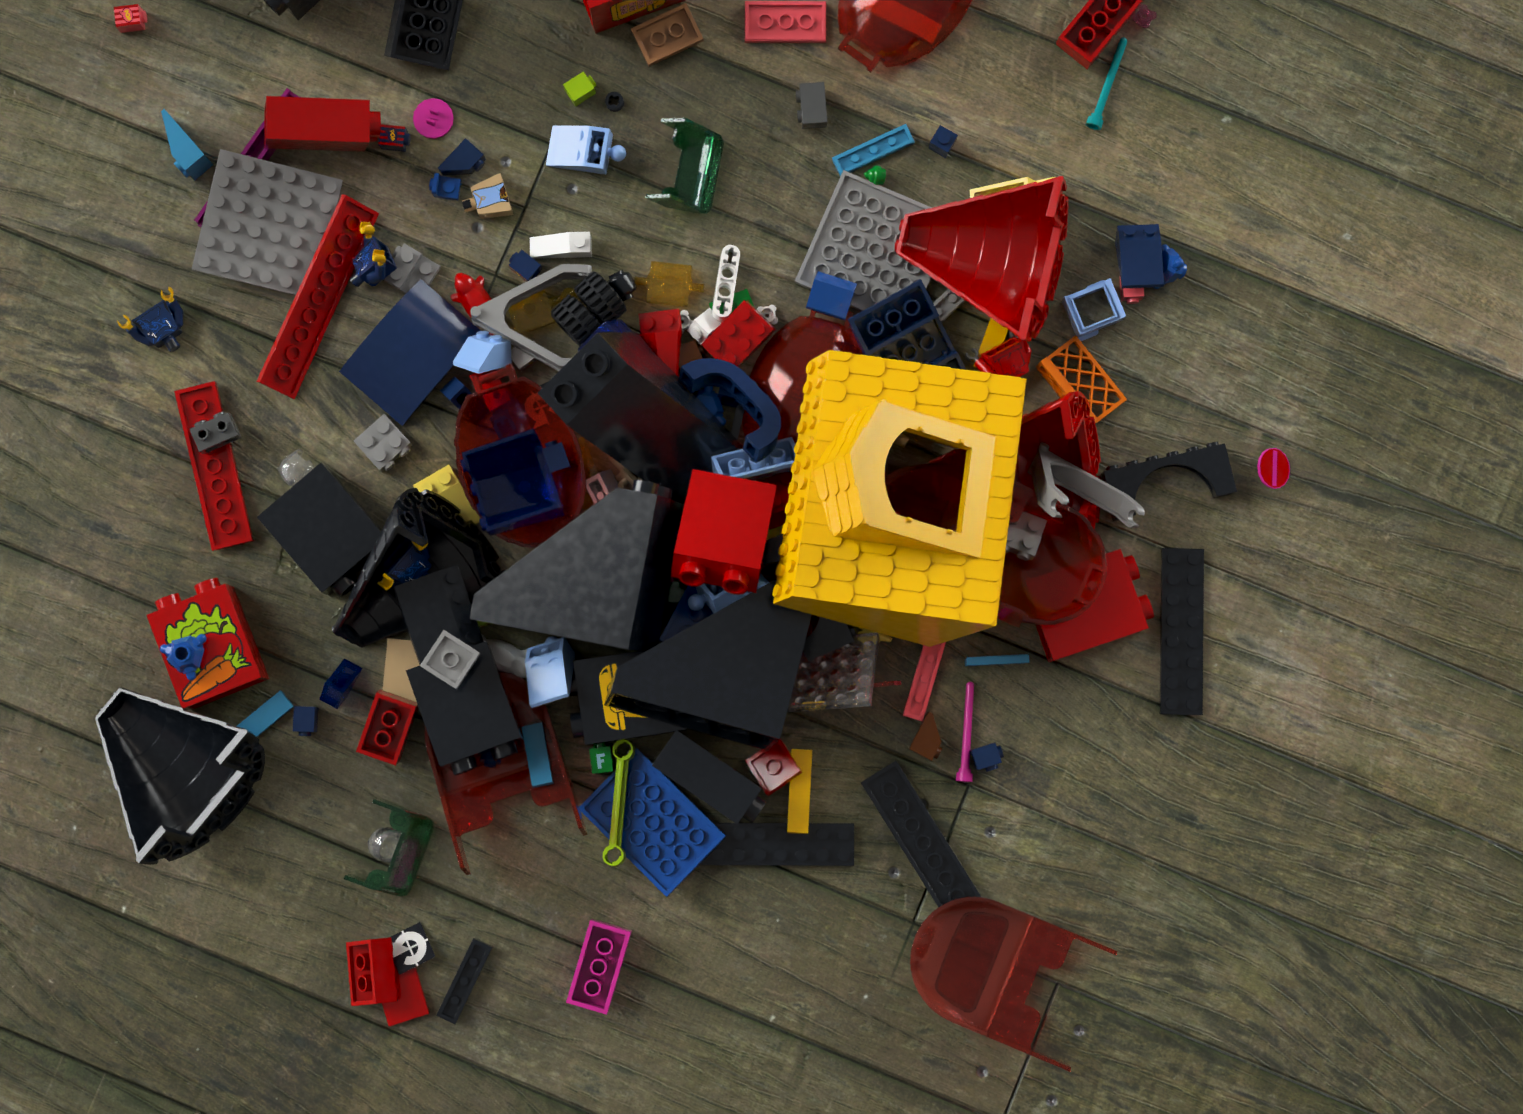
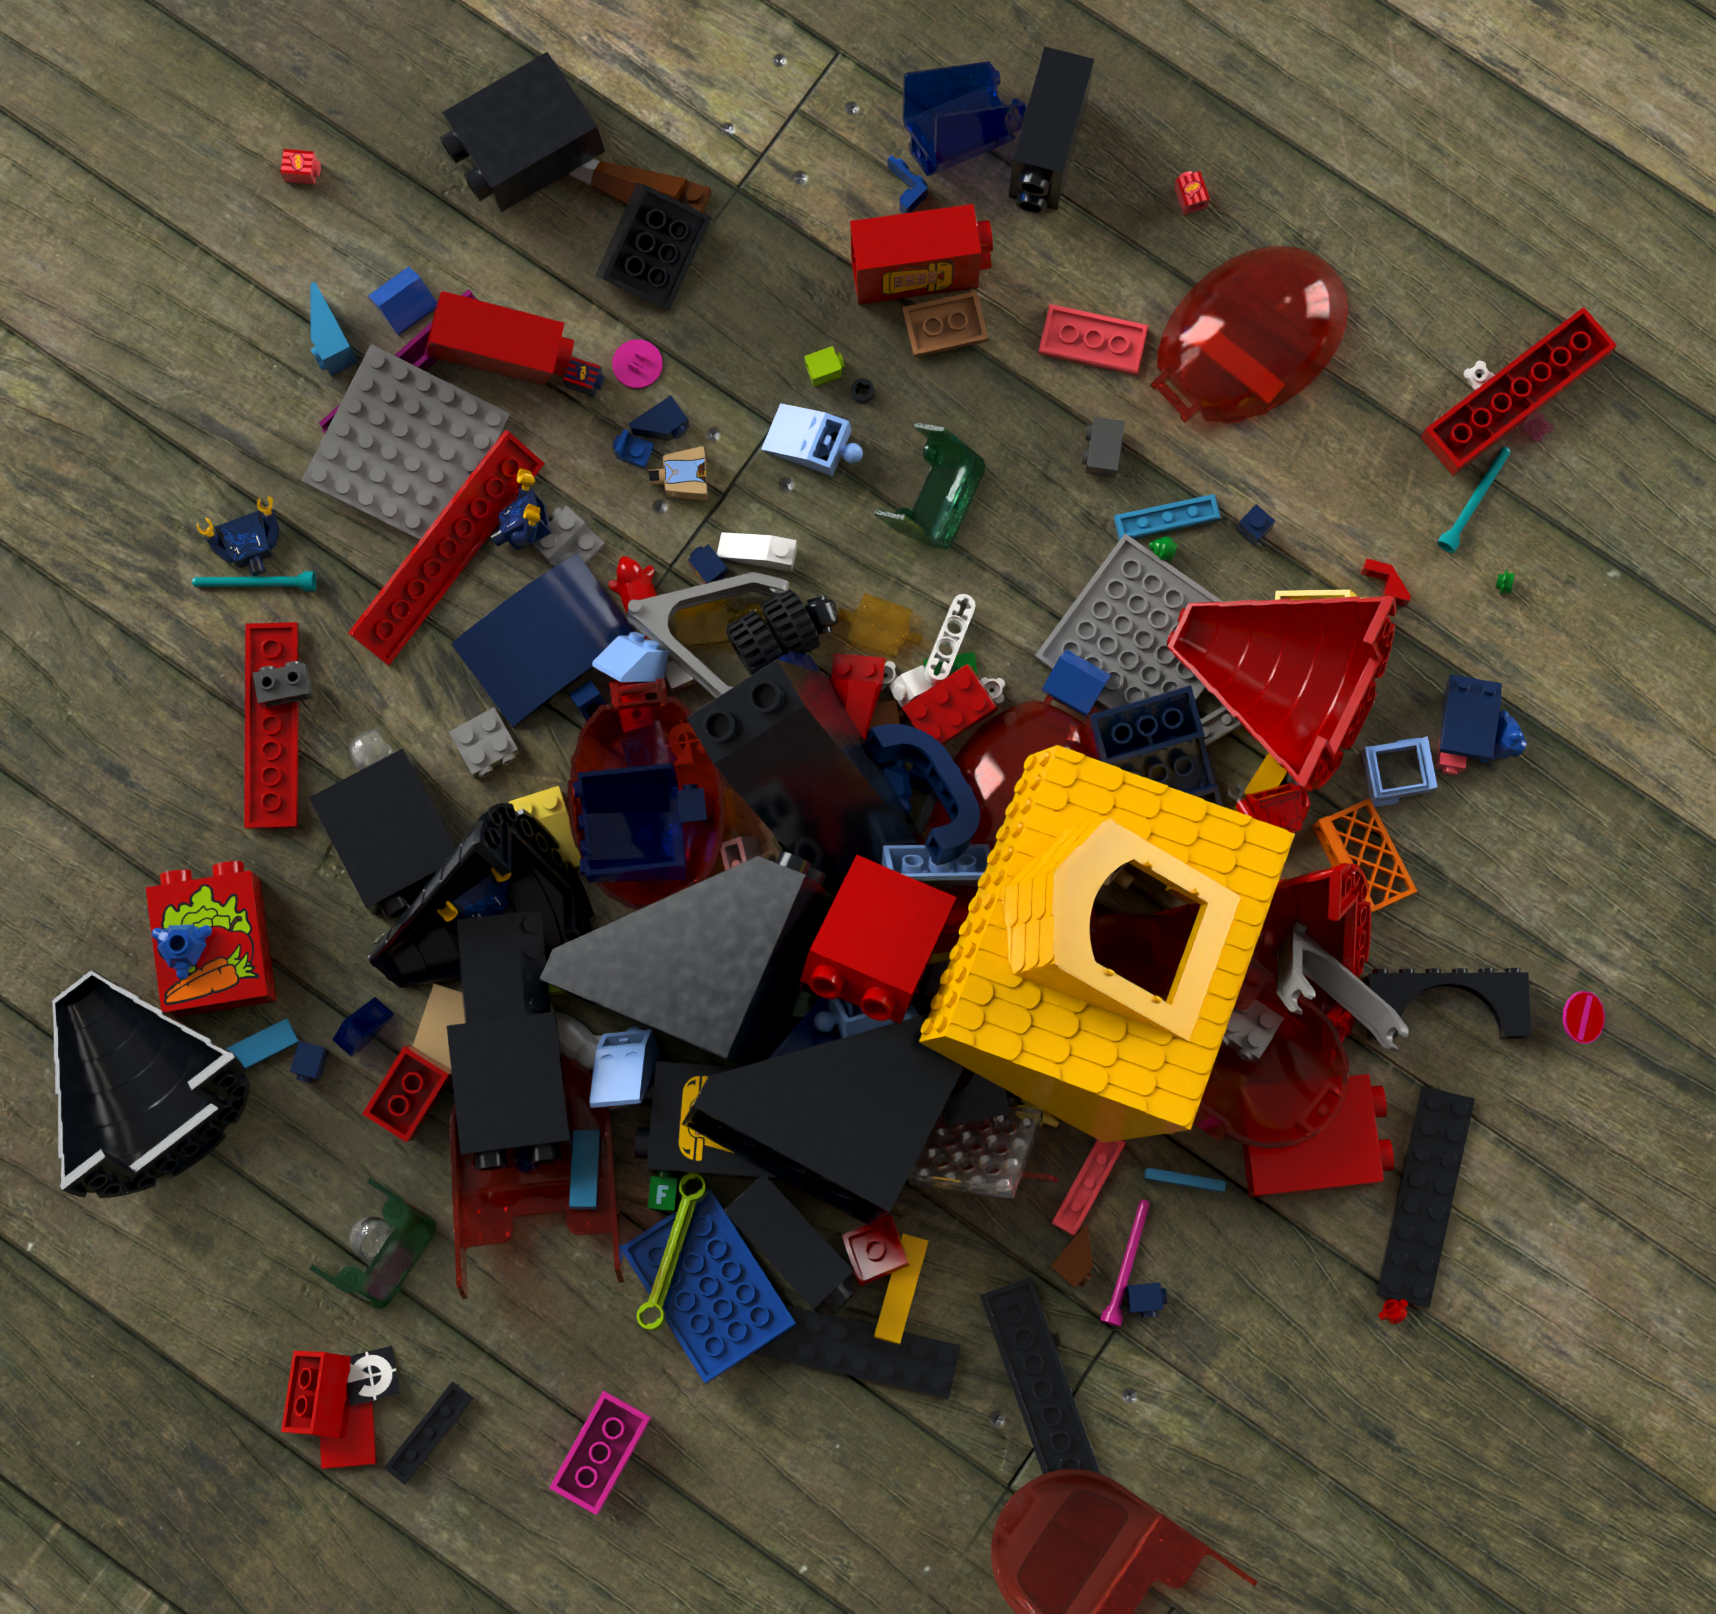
camera: 15 degrees right, 5 degrees down
(213, 347) = (303, 581): none -> teal piece
(237, 107) = (403, 300): none -> blue slope
(450, 659) = (504, 1023): light grey tile -> none
(1059, 165) = (1393, 583): none -> red slope
(1144, 144) = (1505, 582): none -> green plate
(1176, 723) = (1394, 1311): none -> red plate

